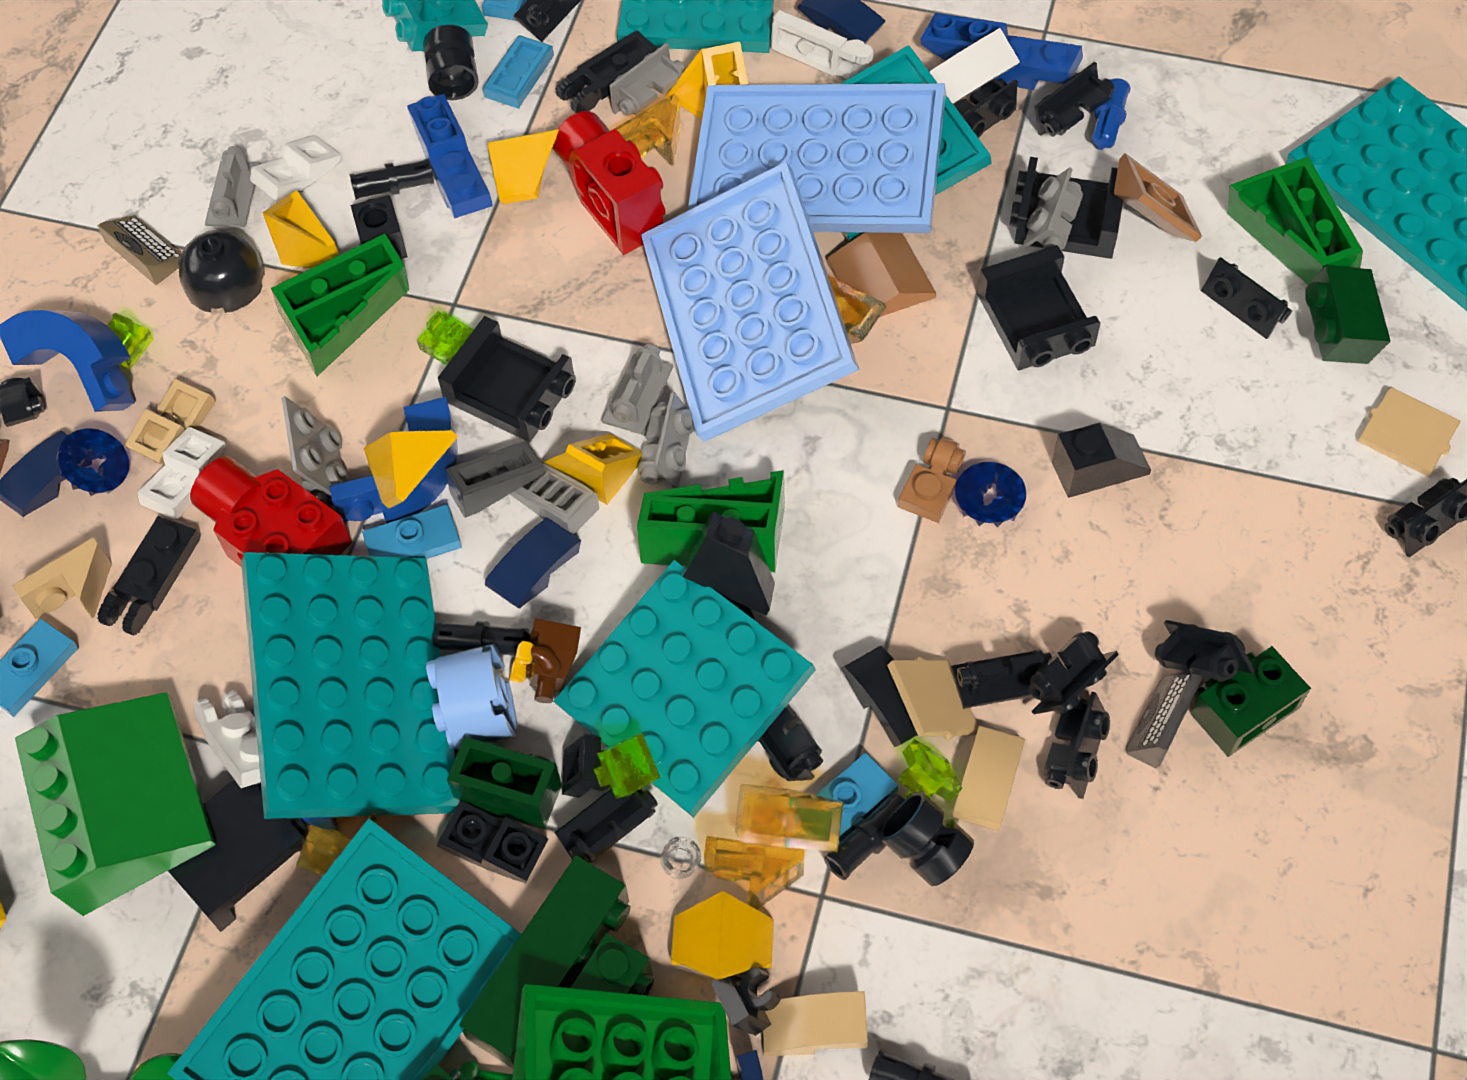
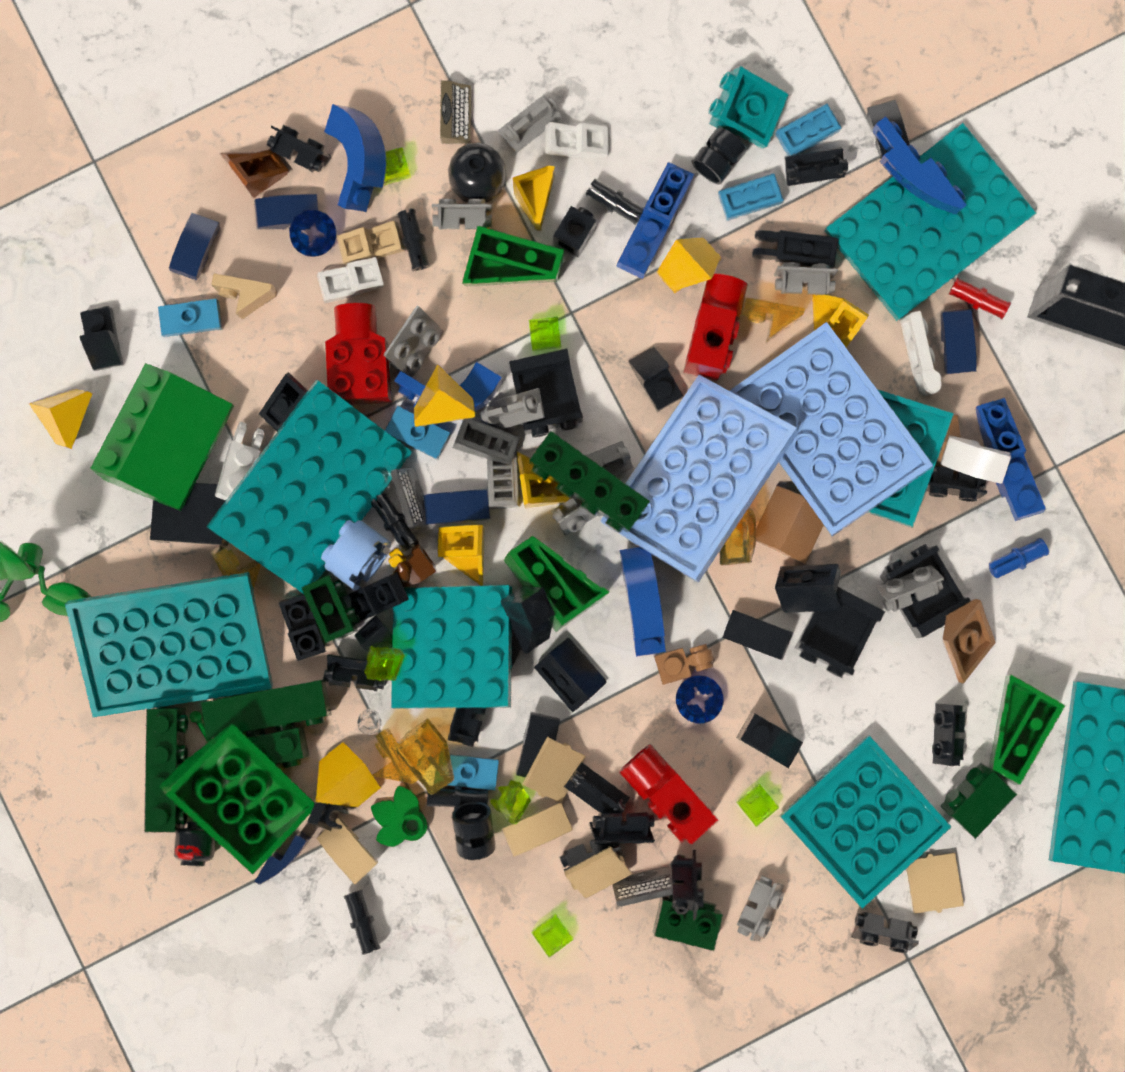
camera: 45 degrees right, 25 degrees up
(149, 574) = (286, 323): black hinge -> none
(215, 378) = (413, 239): none -> black pin
(225, 633) = (282, 401): none -> black slope
(228, 323) = (450, 214): none -> light grey hinge
(470, 602) = (410, 496): none -> slope
(493, 416) = (514, 410): none -> light grey hinge
(547, 713) = (378, 596): none -> black slope
(586, 587) = (464, 549): none -> yellow slope
(604, 279) = (655, 378): none -> black slope
(644, 392) = (589, 482): none -> dark green brick
(824, 929) = (394, 818): none -> green plate
(832, 446) = (643, 601): none -> blue arch
(838, 601) = (570, 674): none -> black panel
(968, 297) = (809, 588): none -> black panel
(969, 382) = (757, 635): none -> black slope
(1060, 109) = (1016, 534): black hinge -> none
(1080, 589) = (656, 779): none -> red brick
(1103, 743) = (597, 872): none -> tan piece
(1138, 870) = (552, 935): none -> clear neon green tile
(1167, 530) = (757, 805): none -> clear neon green tile
(1280, 440) = (865, 821): none -> teal plate
(1307, 630) = (757, 919): none -> light grey hinge

